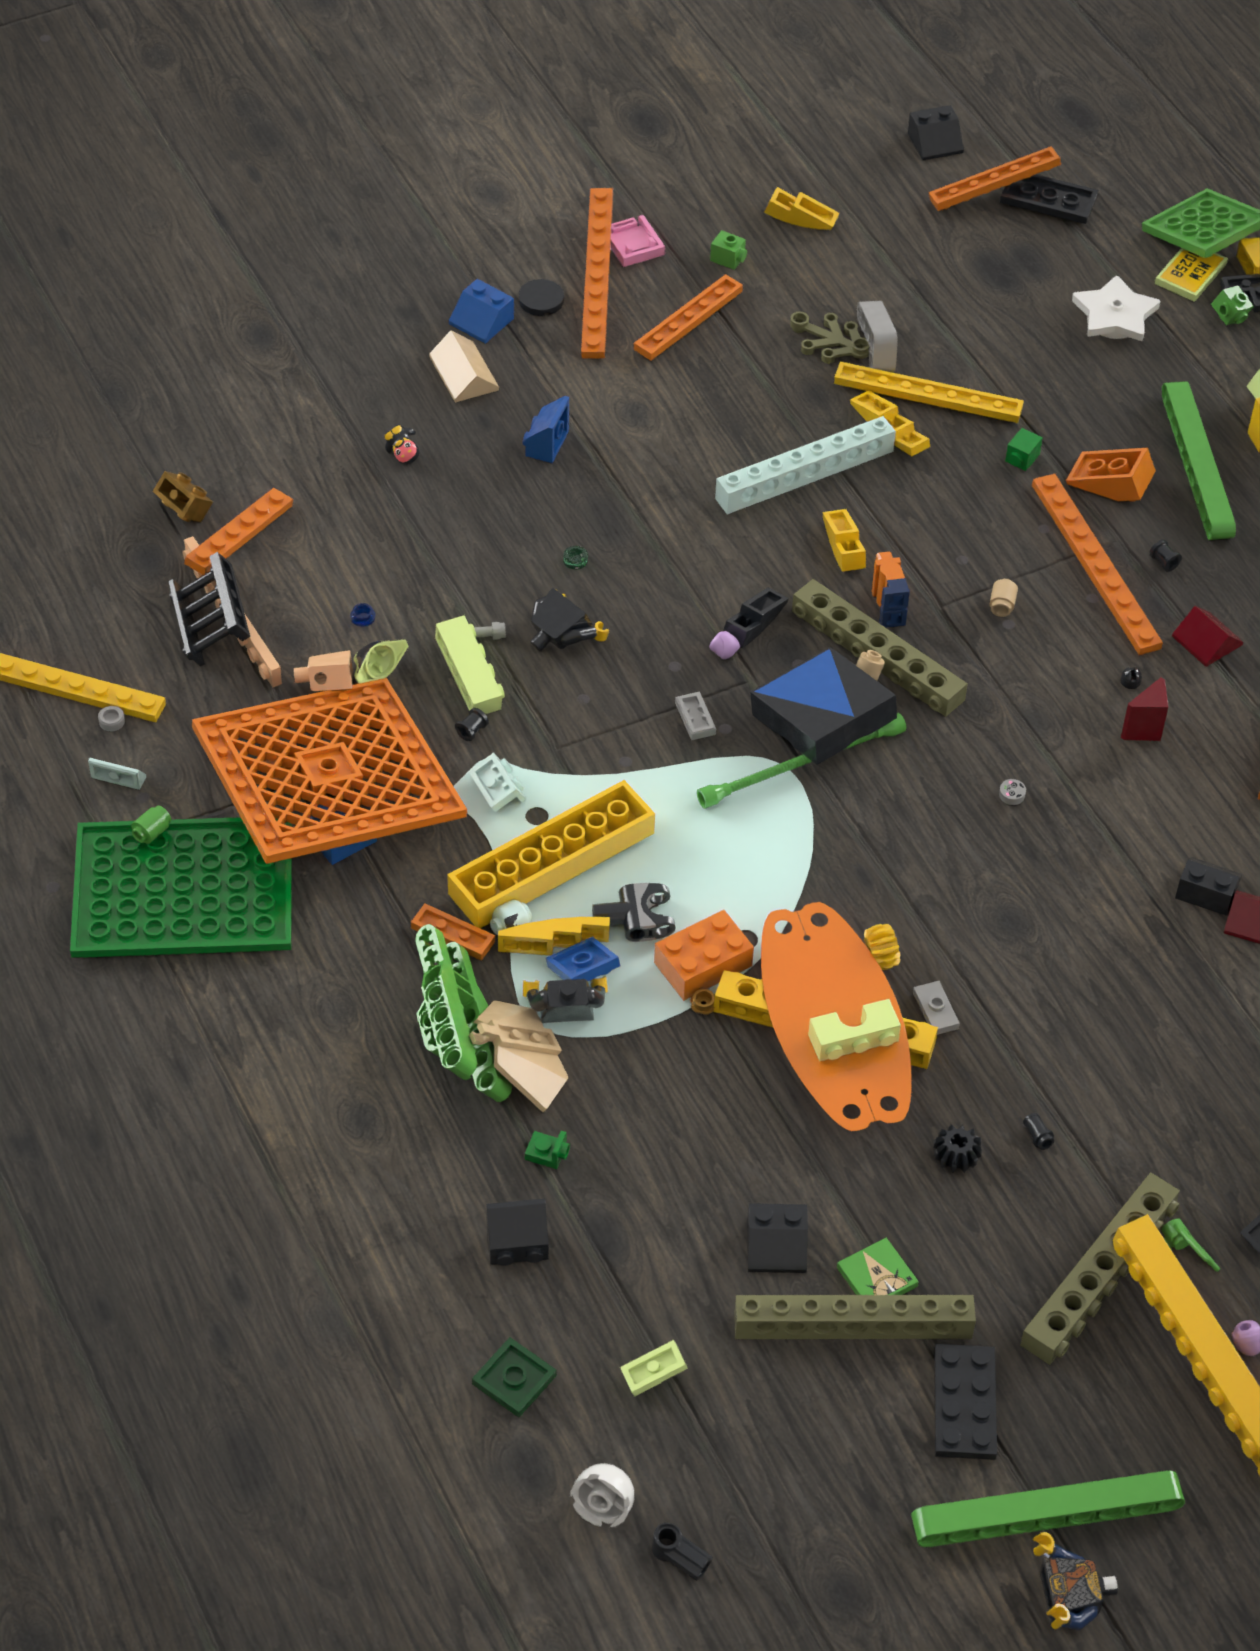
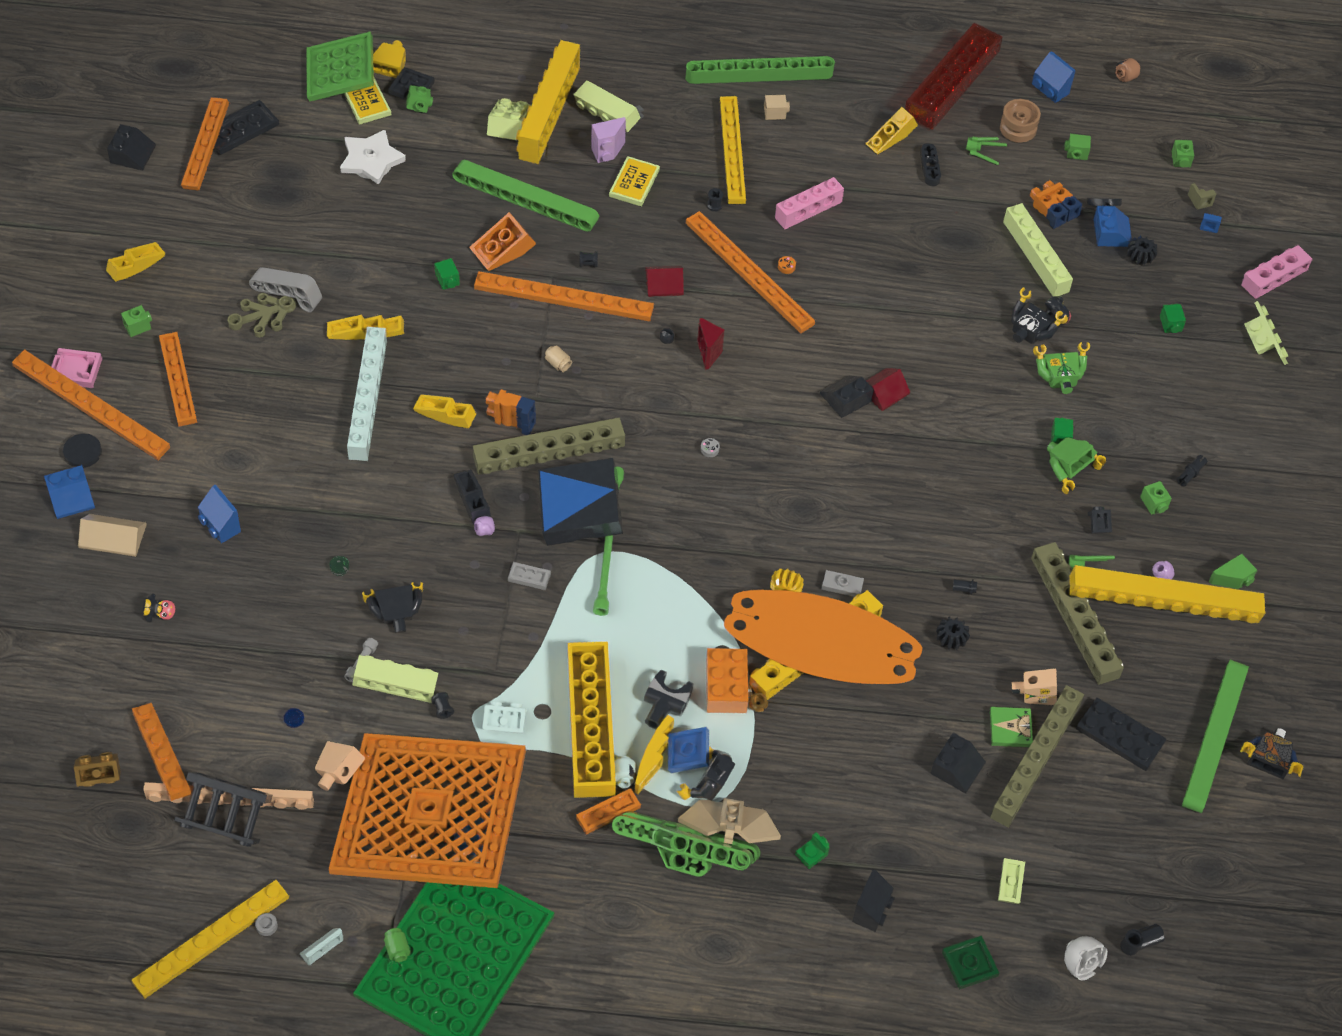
camera: 60 degrees left, 5 degrees up
(378, 659) = (343, 728): yellowish green hat -> none
(834, 1039) = (846, 647): yellowish green arch -> none
(871, 663) = (565, 456): tan brick -> none
(929, 392) = (355, 292): yellow plate -> none
(950, 1268) = (1038, 687): none -> light nougat torso

